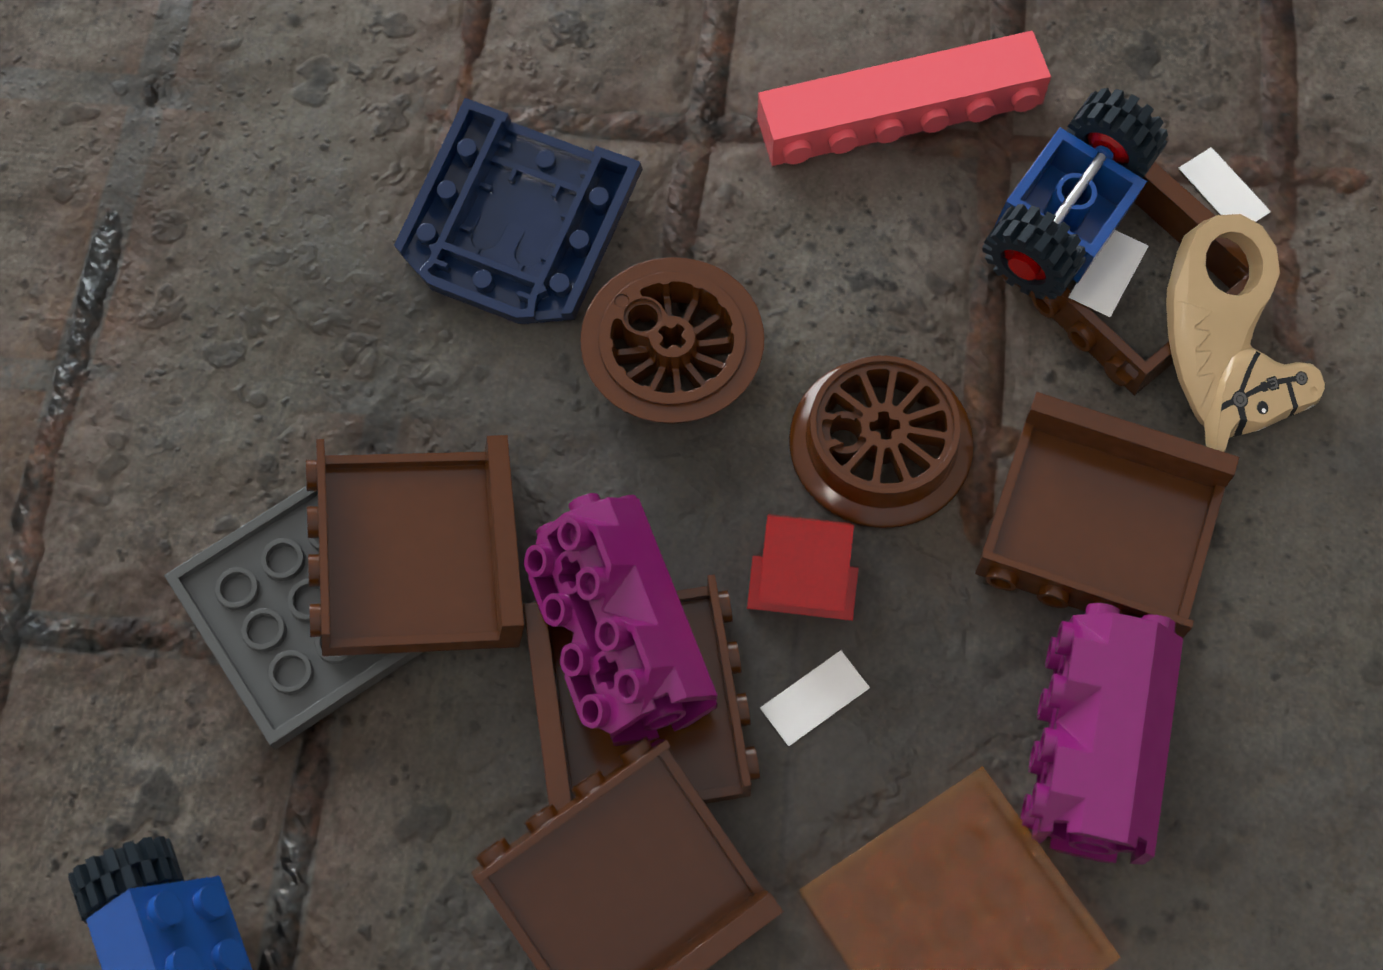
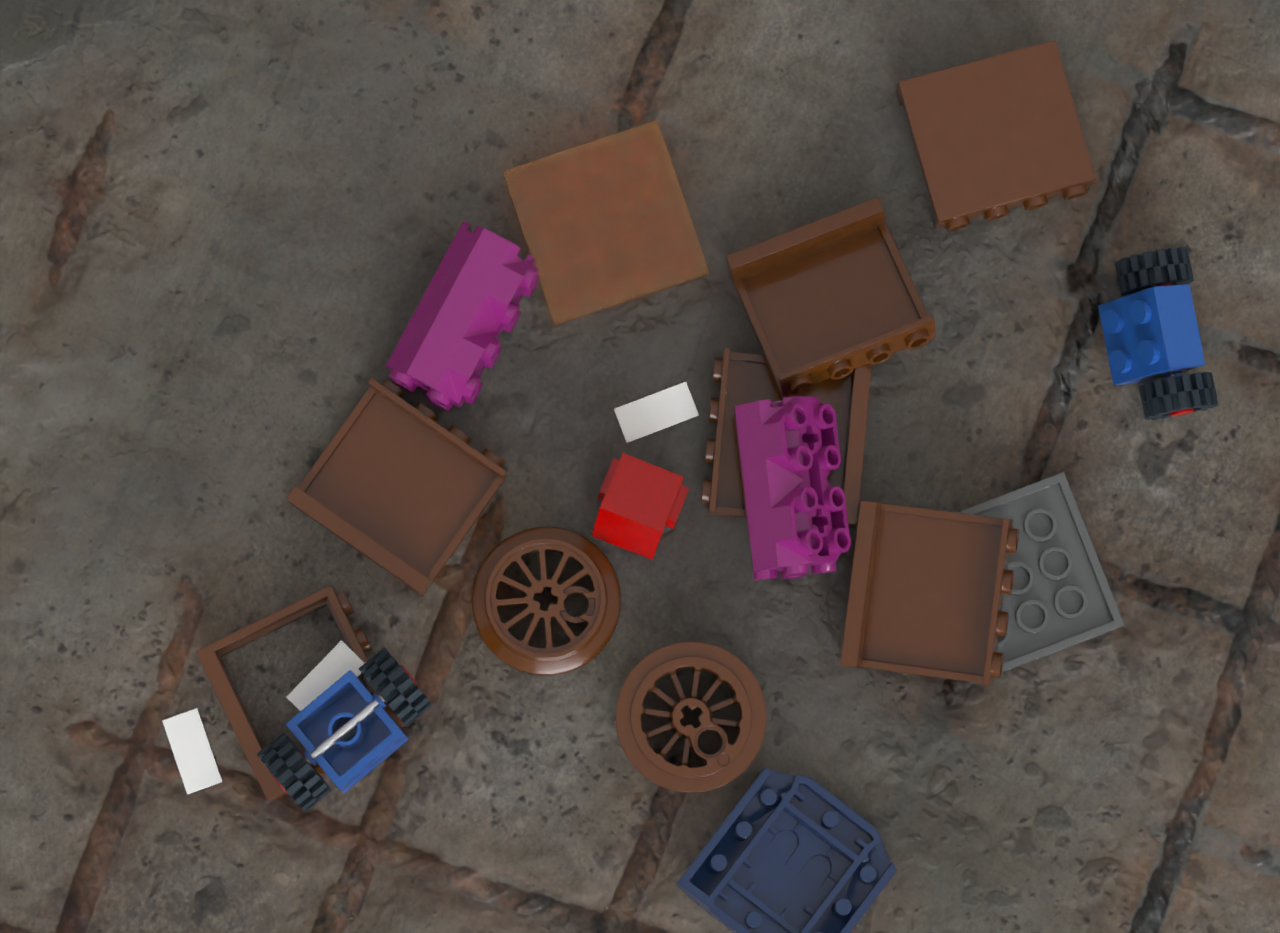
camera: 170 degrees left, 15 degrees up
(902, 98) = (435, 900): coral brick -> none
(1211, 333) = (270, 599): tan animal -> none

